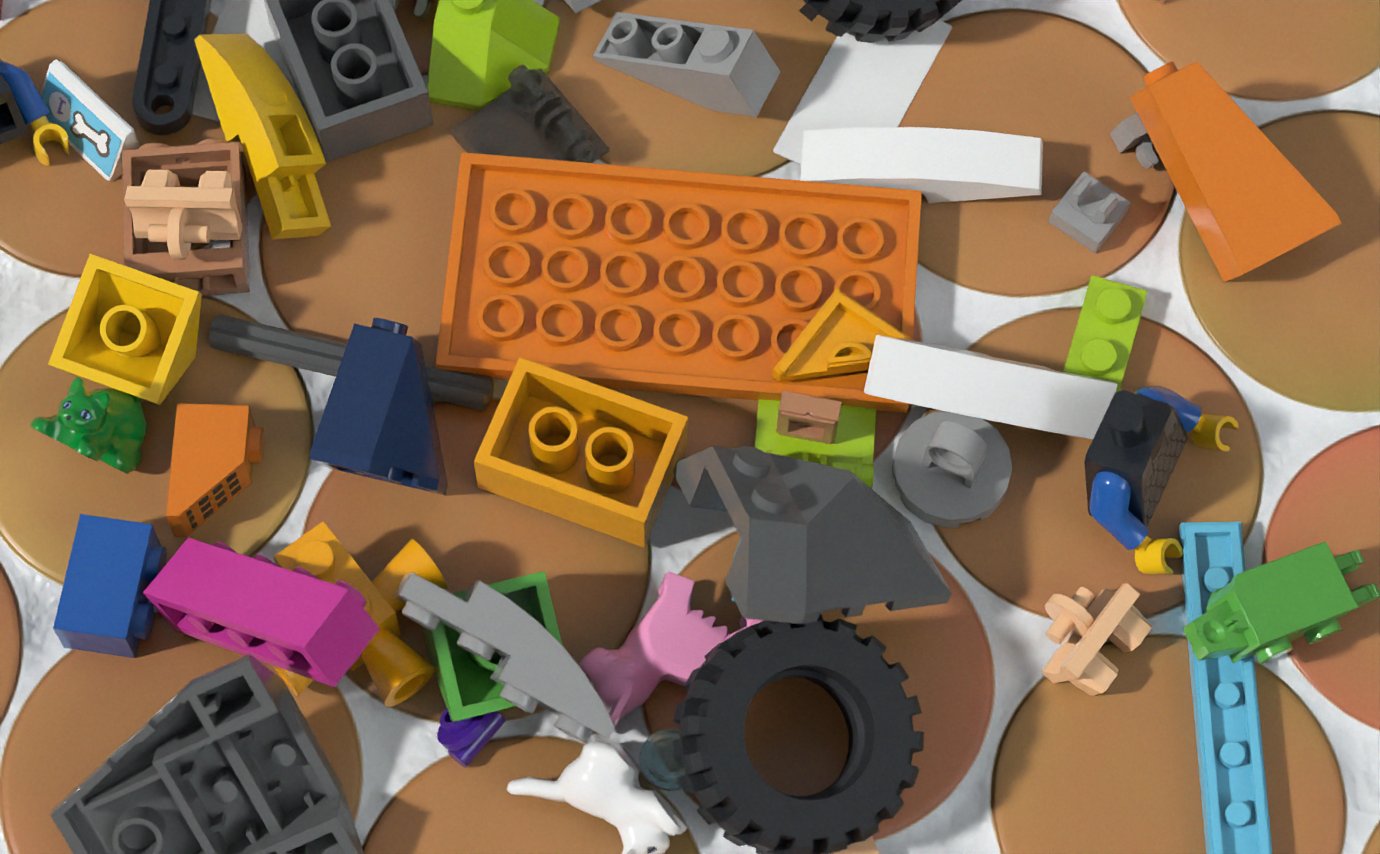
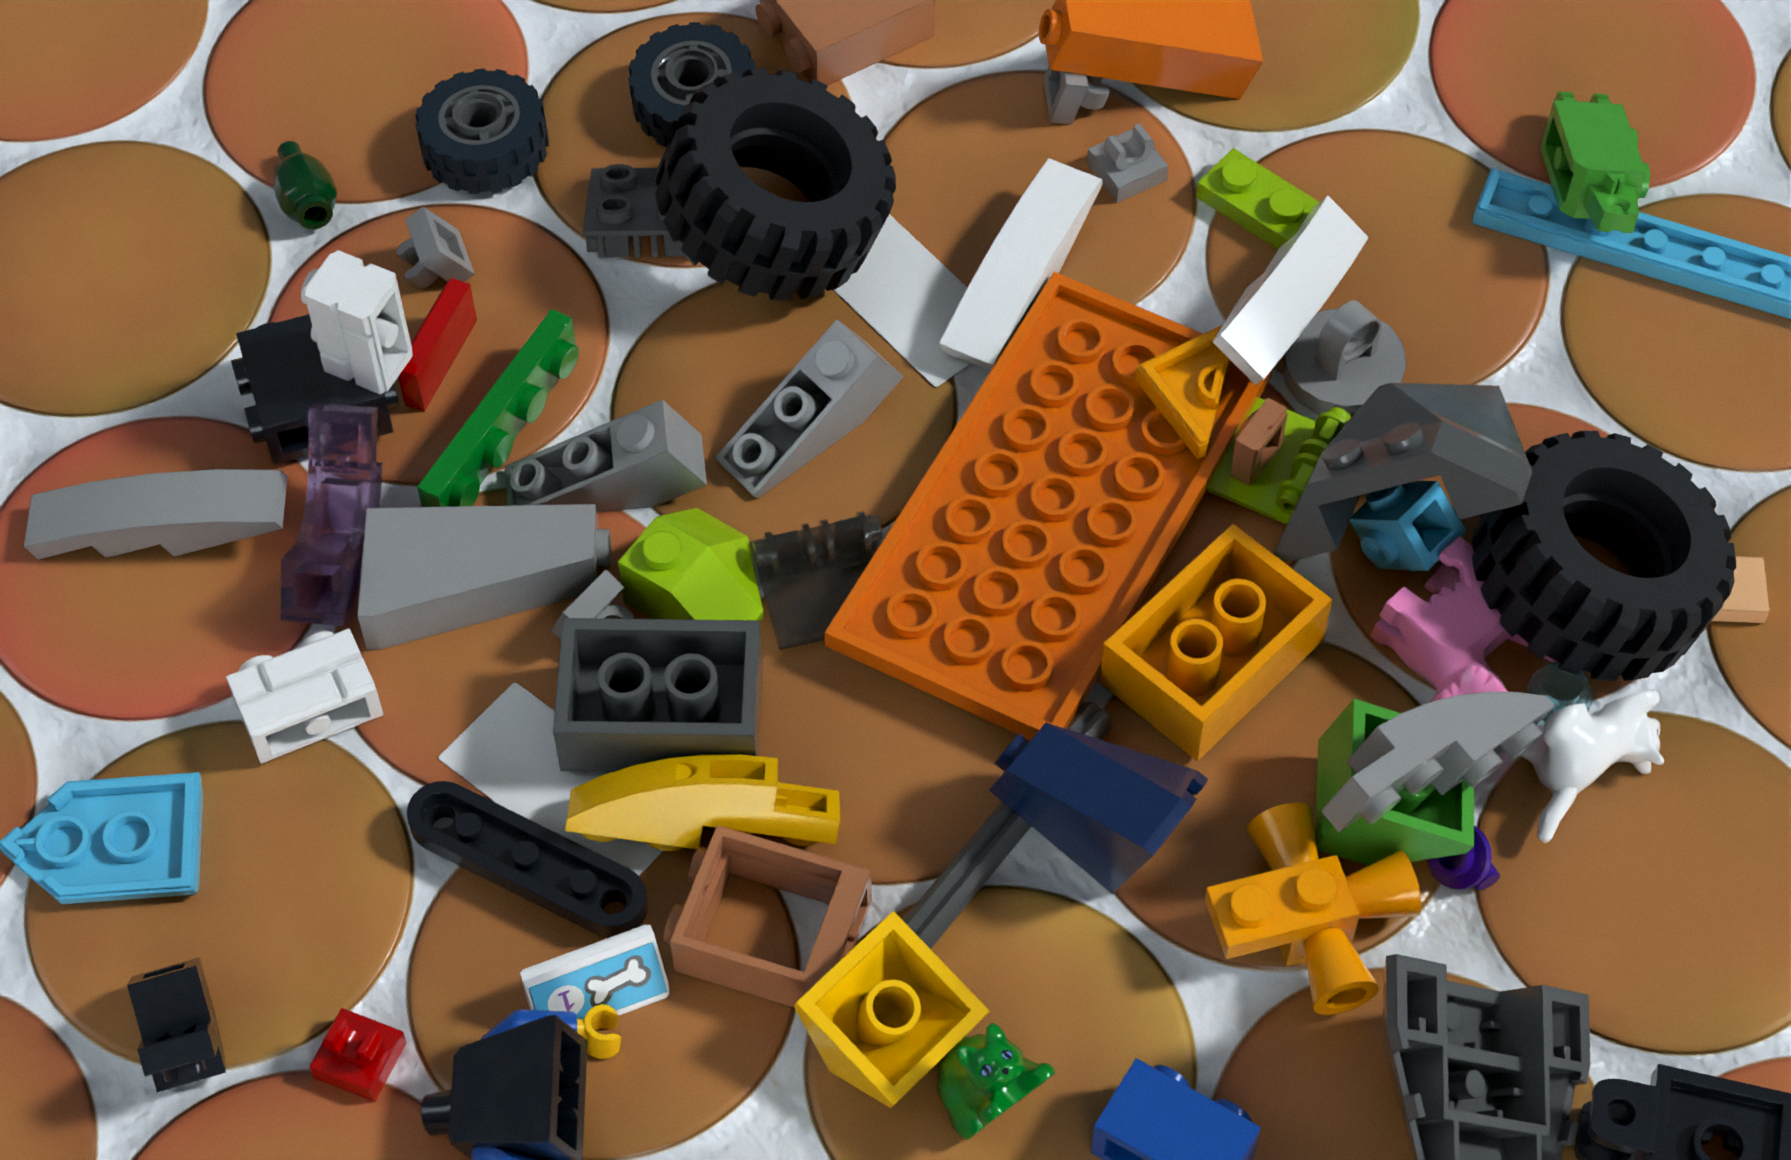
camera: 65 degrees left, 10 degrees down
(184, 214) = (798, 894): light nougat hips -> none
(210, 461) = (1069, 993): orange slope -> none
(263, 610) = (1297, 967): dark pink brick -> none
(1108, 617) = (1561, 313): light nougat hips -> none
(1134, 462) = (1418, 211): torso -> none

